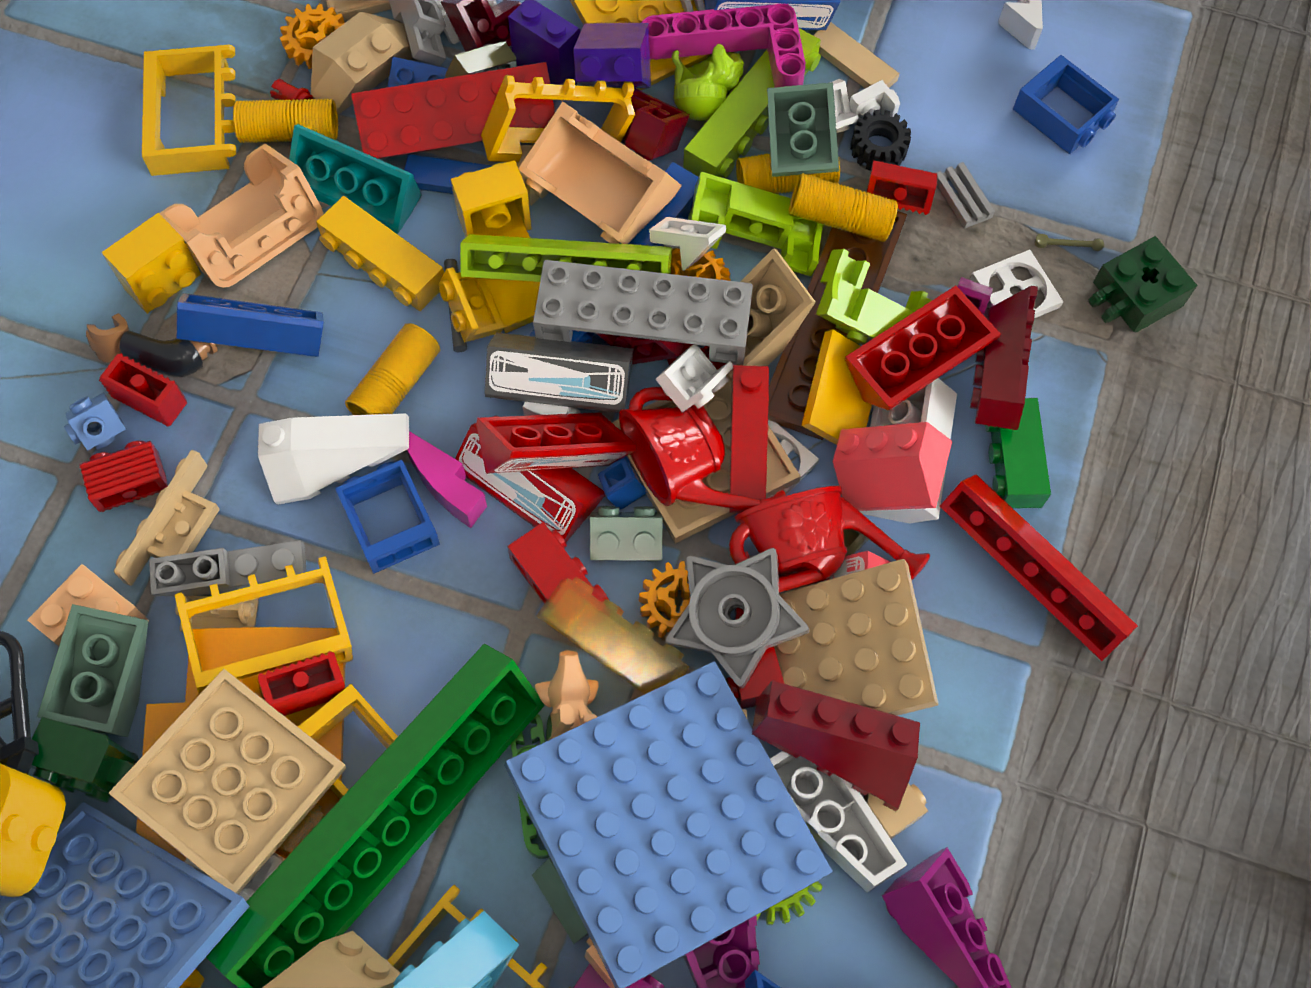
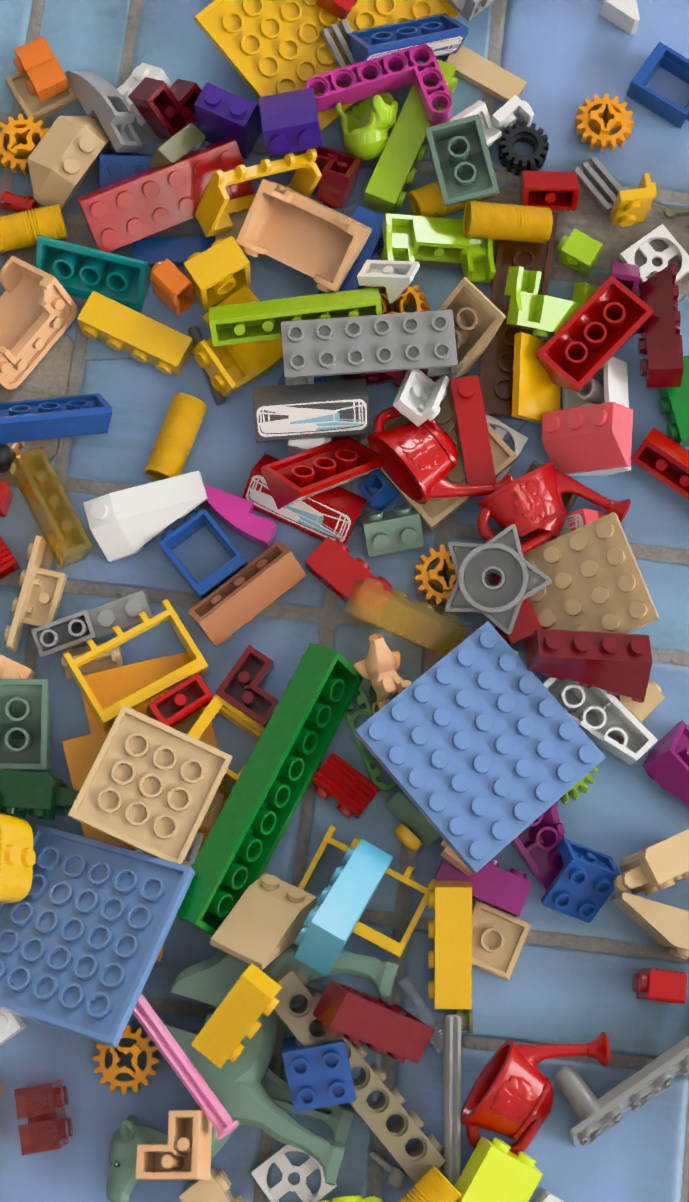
camera: 15 degrees left, 10 degrees up
(221, 424) = (50, 507): none -> clear yellow brick
(393, 678) = (243, 685): none -> dark red brick
(427, 571) = (247, 593): none -> nougat brick
(435, 208) = (172, 287): none -> orange brick
(486, 838) = (344, 786): none -> red brick
(551, 925) = (407, 838): none -> yellow tile
(923, 261) = (578, 252): none -> lime brick
(996, 132) = (616, 120): none -> light orange gear
(998, 217) = (633, 204): none -> yellow bracket

